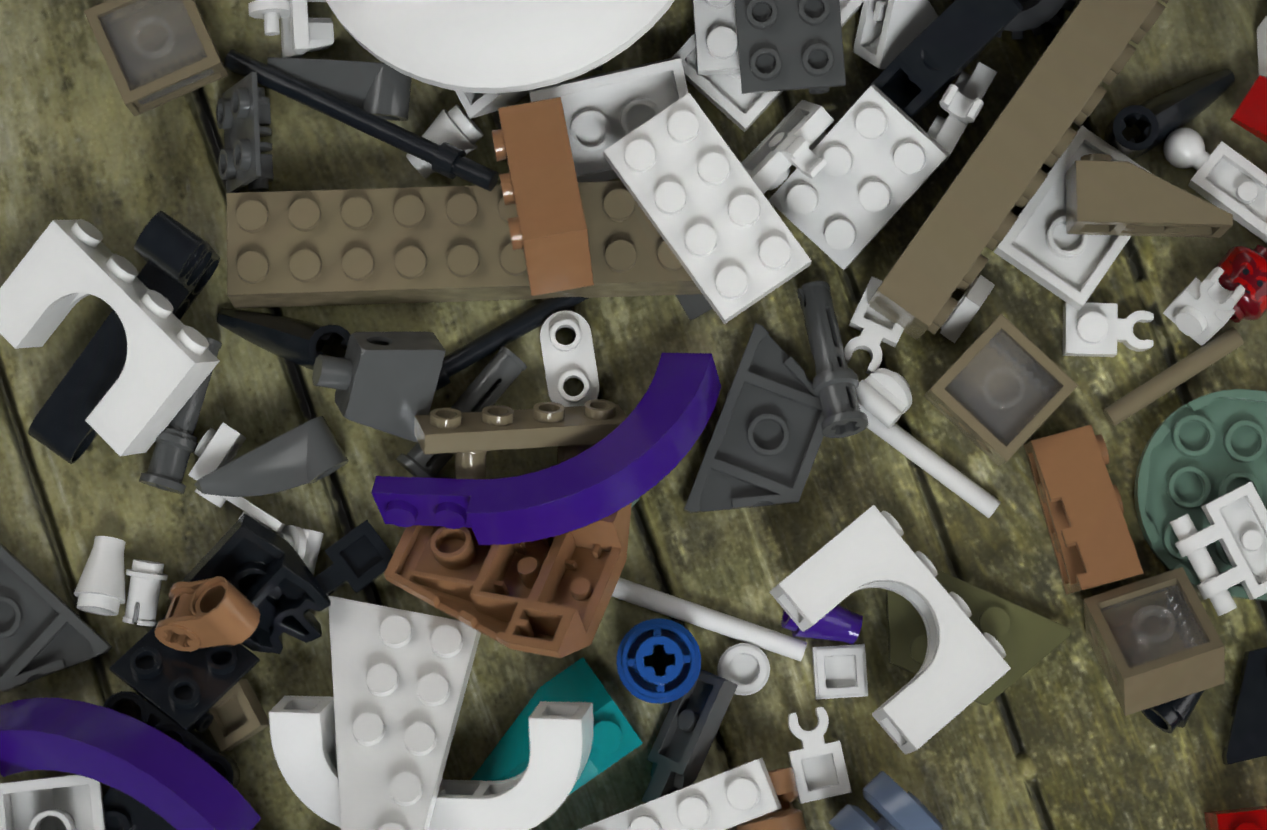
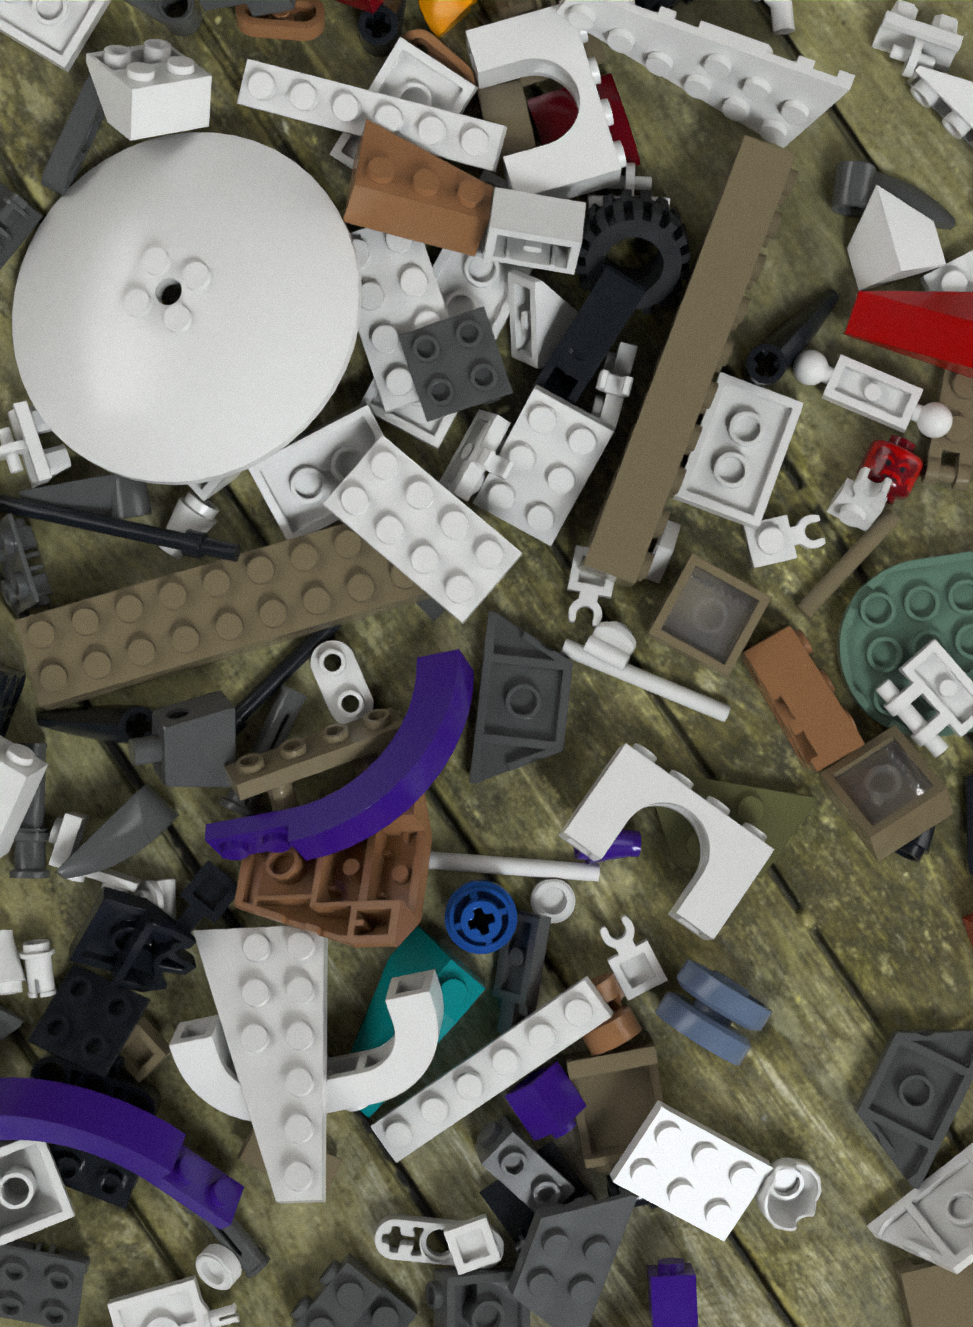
camera: 10 degrees left, 5 degrees up
(206, 616) = (96, 979): medium nougat piece -> none
(545, 196) = (282, 556): medium nougat wedge -> none
(833, 380) = (566, 643): dark grey pin -> none
(840, 671) = (632, 881): white tile -> none
(1130, 201) = (777, 428): dark tan slope -> none

